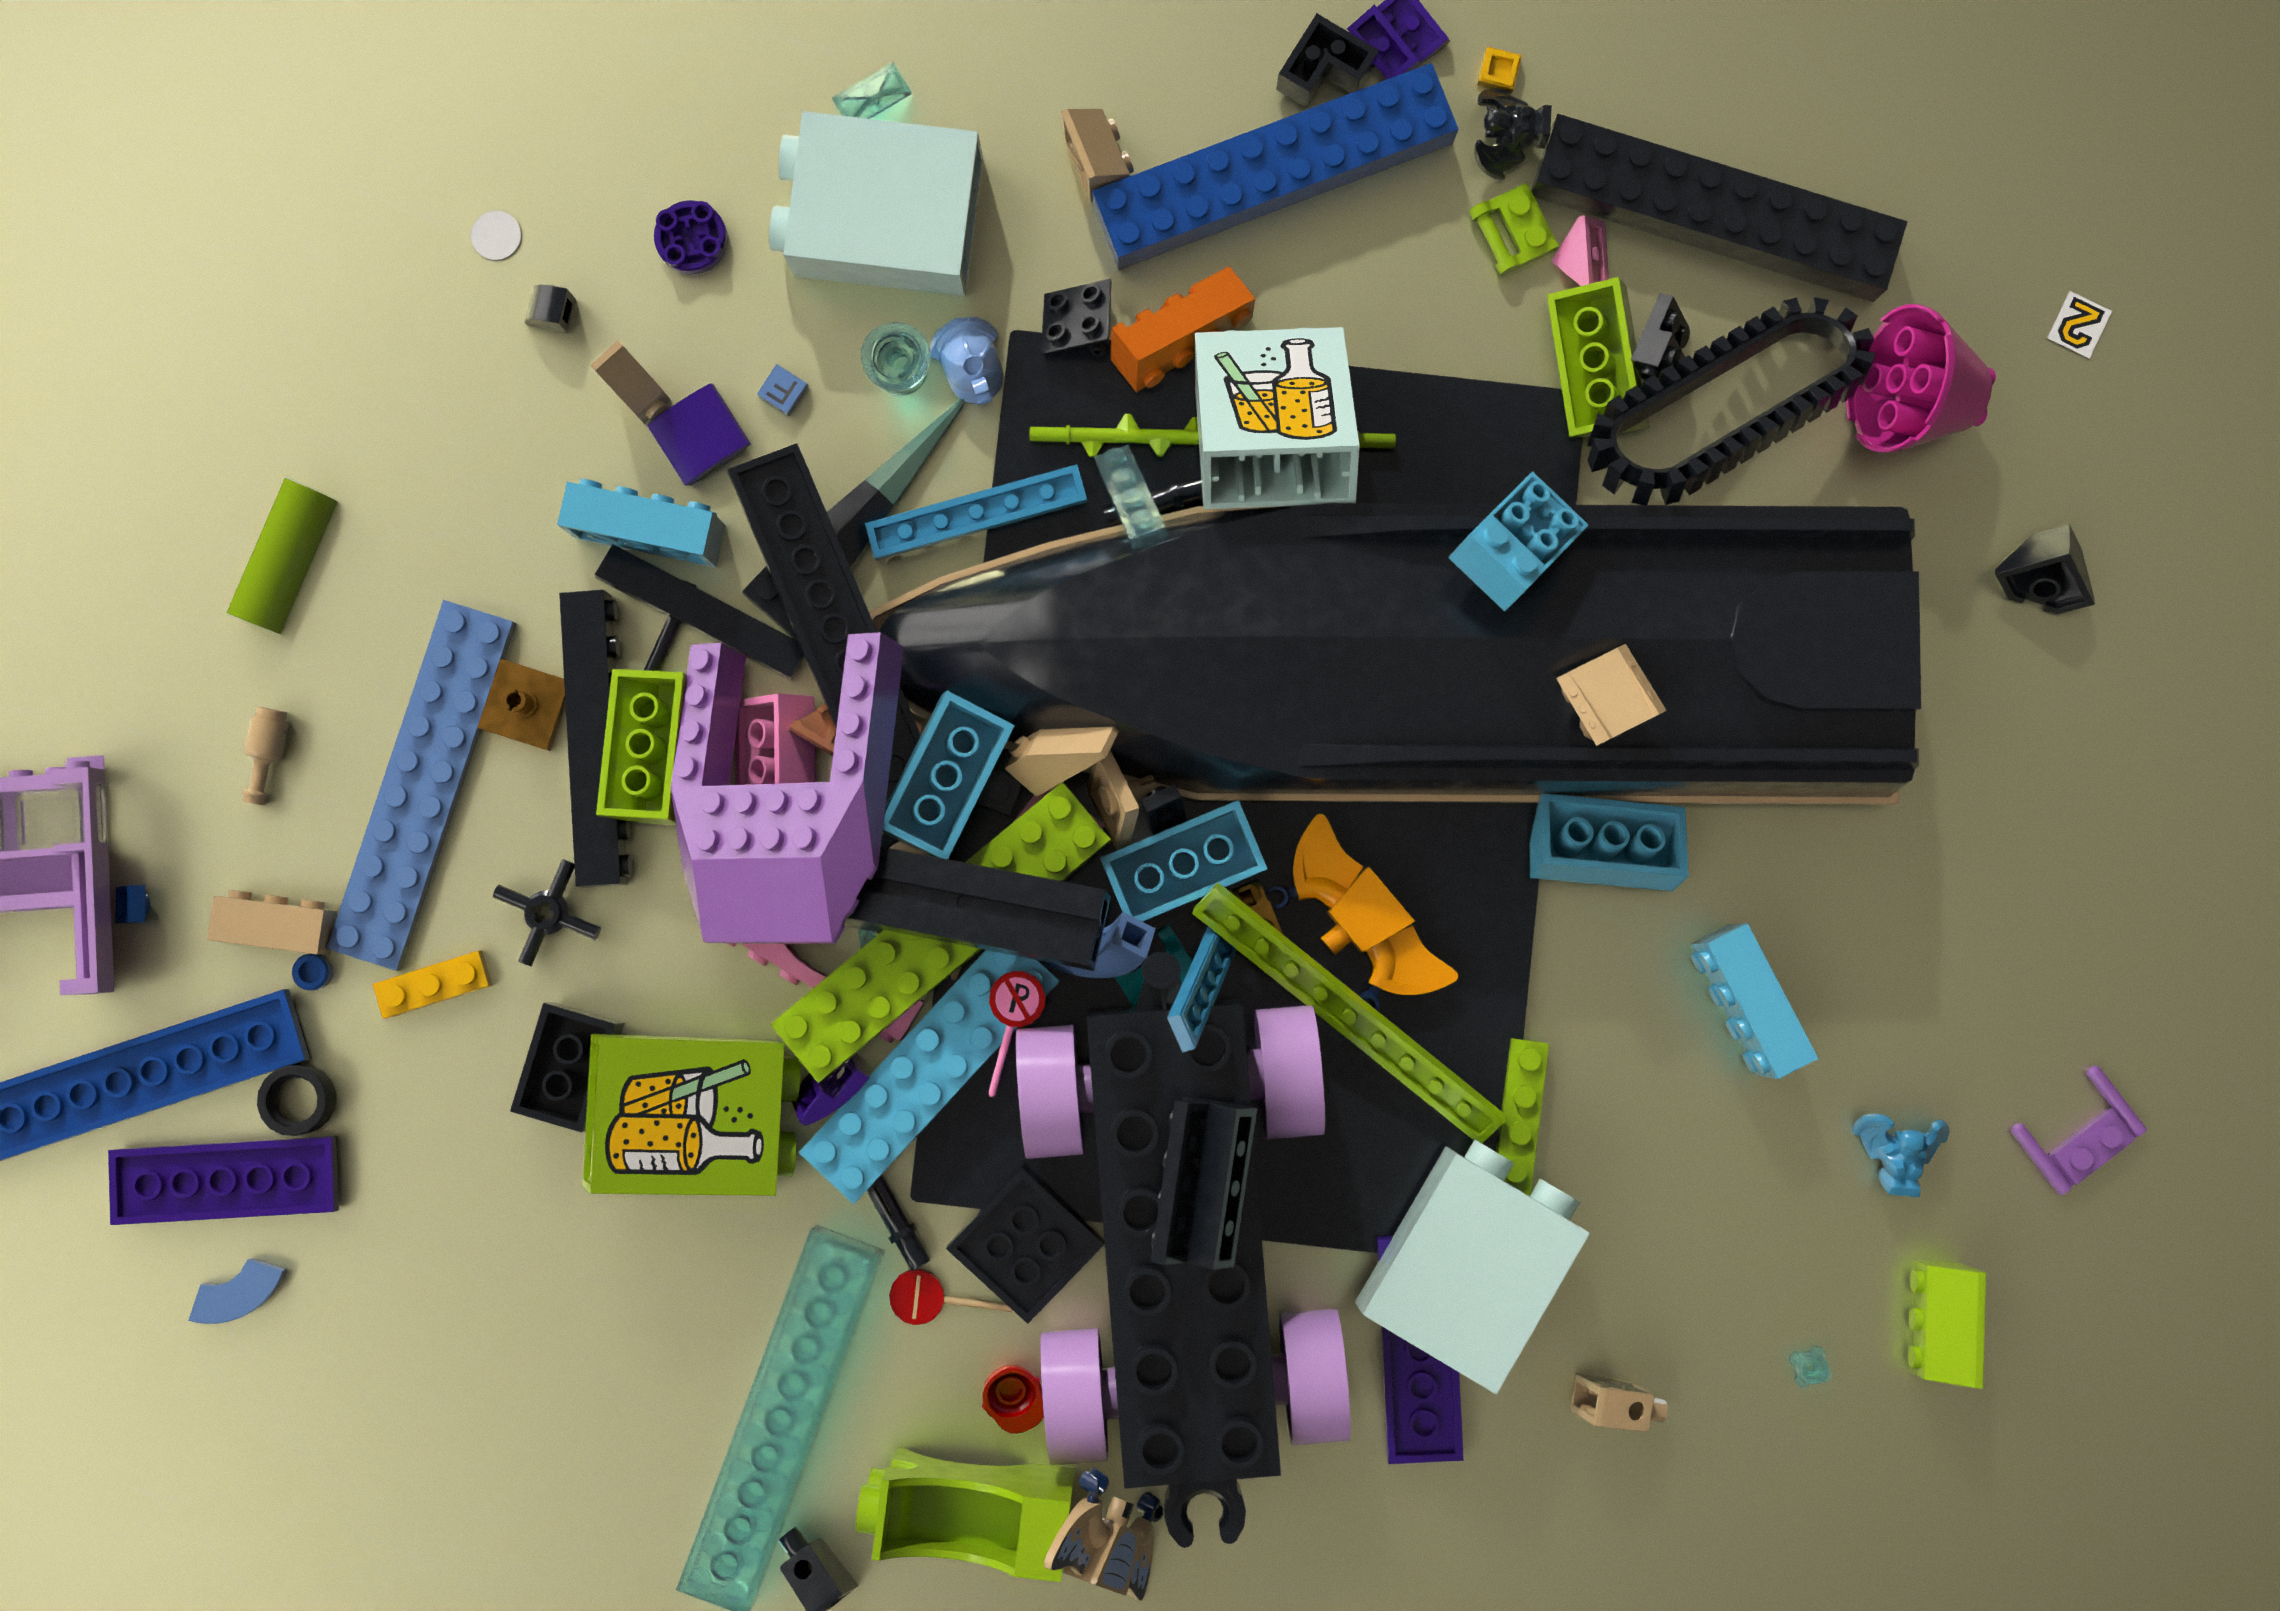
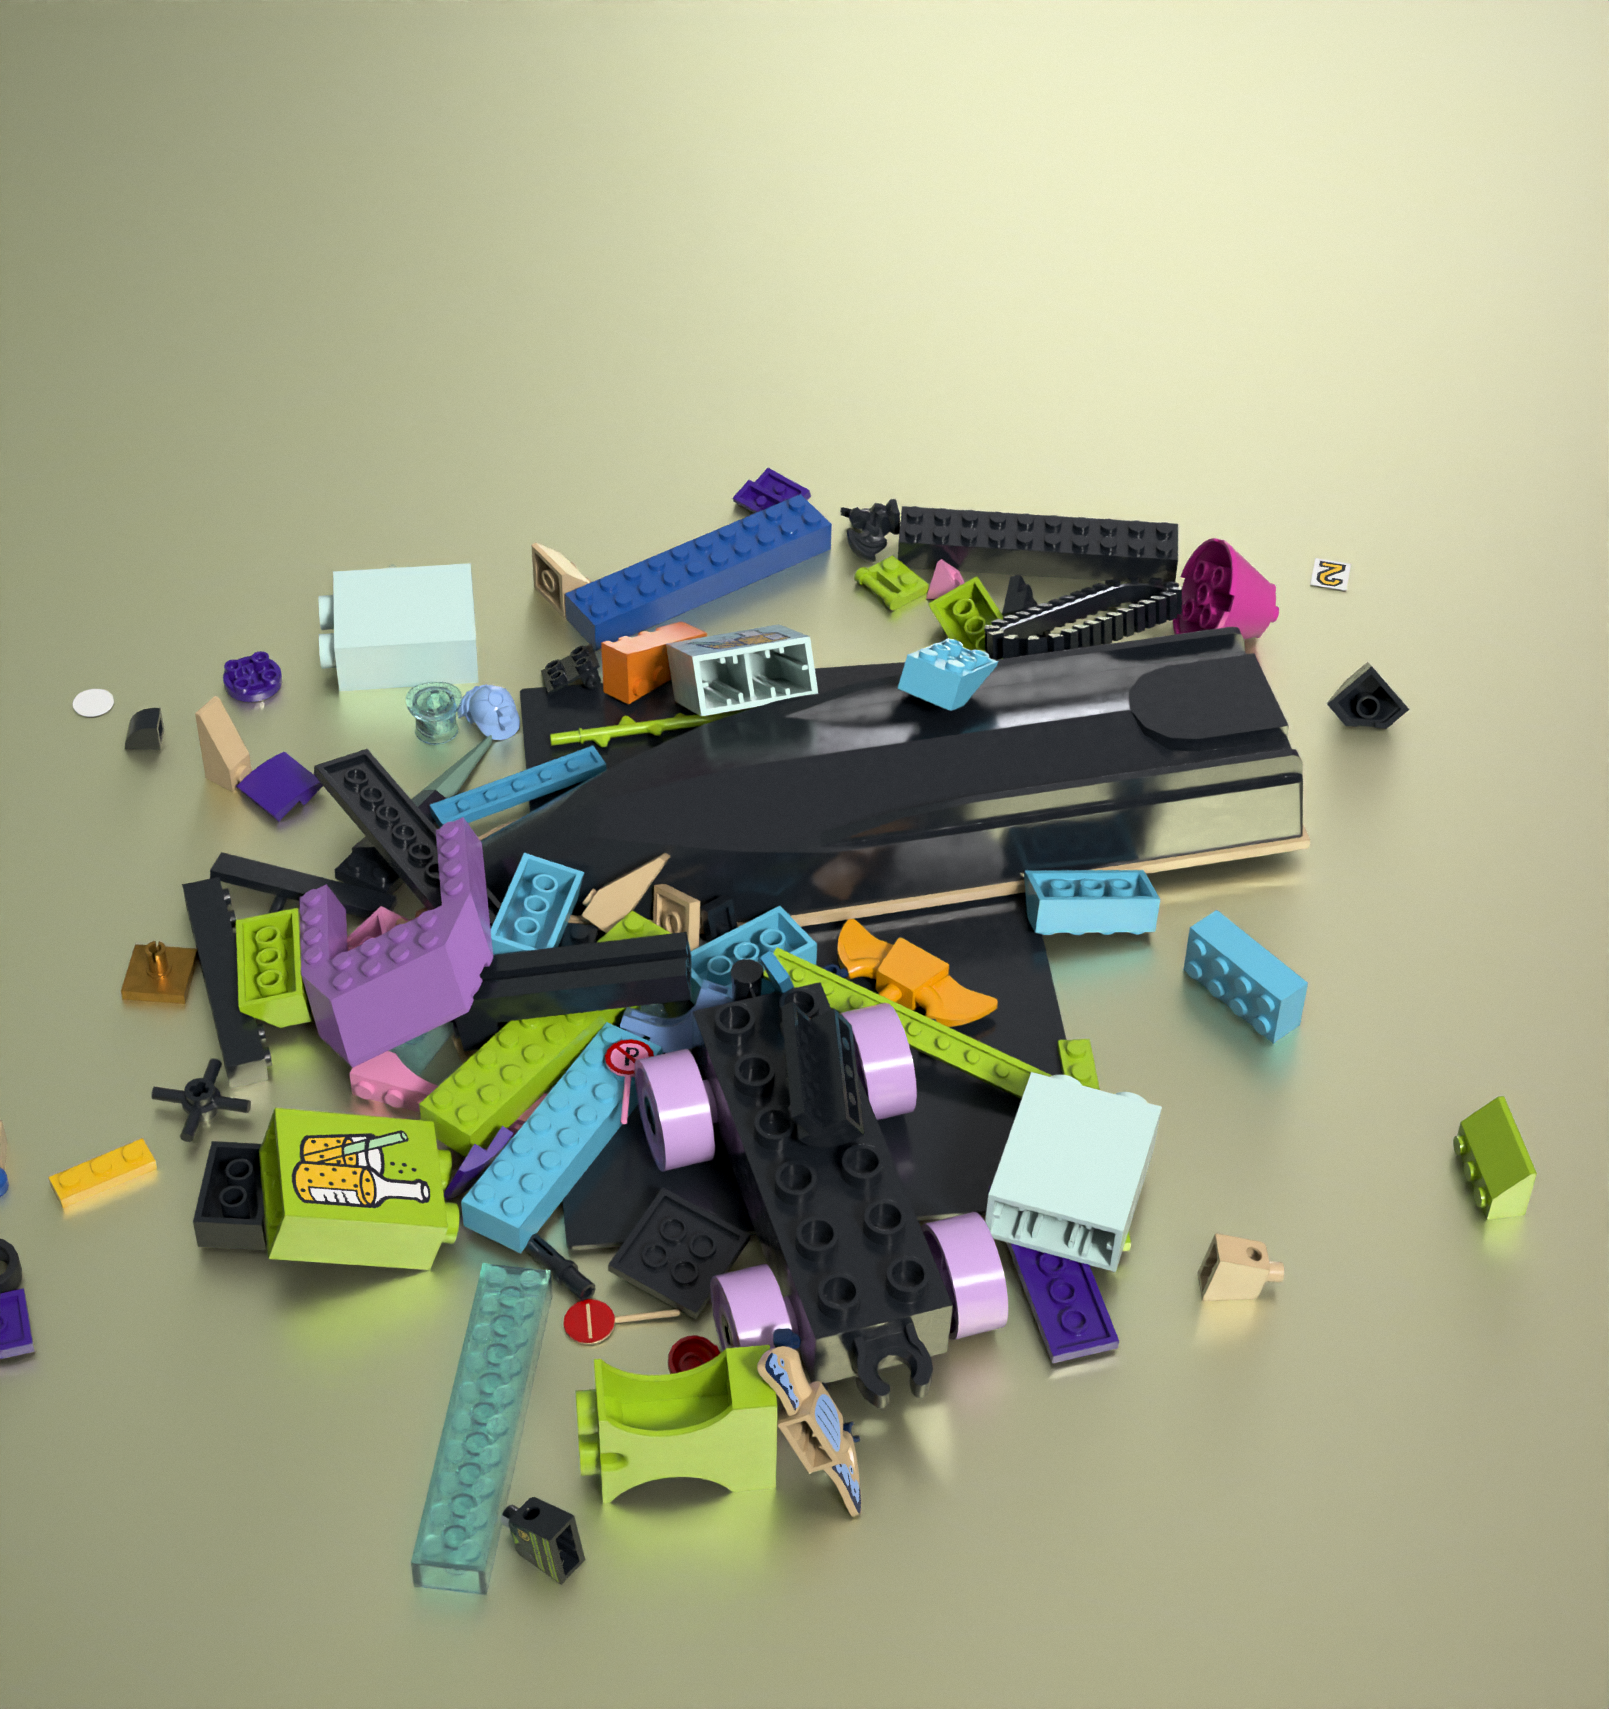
camera: 15 degrees left, 40 degrees down
(420, 787) = (73, 1046): medium blue plate -> none
(642, 523) = (248, 828): medium azure brick -> none
(782, 390) = (341, 747): medium blue tile -> none
(1130, 497) = (639, 740): clear light blue plate -> none
(1329, 54) = (720, 506): black brick -> none
(1499, 69) = (851, 500): yellow tile -> none
(1610, 695) = (1050, 749): tan slope -> none
(1820, 1370) = (1394, 1218): clear light blue plate -> none
(1900, 1154) = (1409, 1059): dark azure animal -> none
(2091, 1144) = (1560, 1039): medium lavender plate -> none

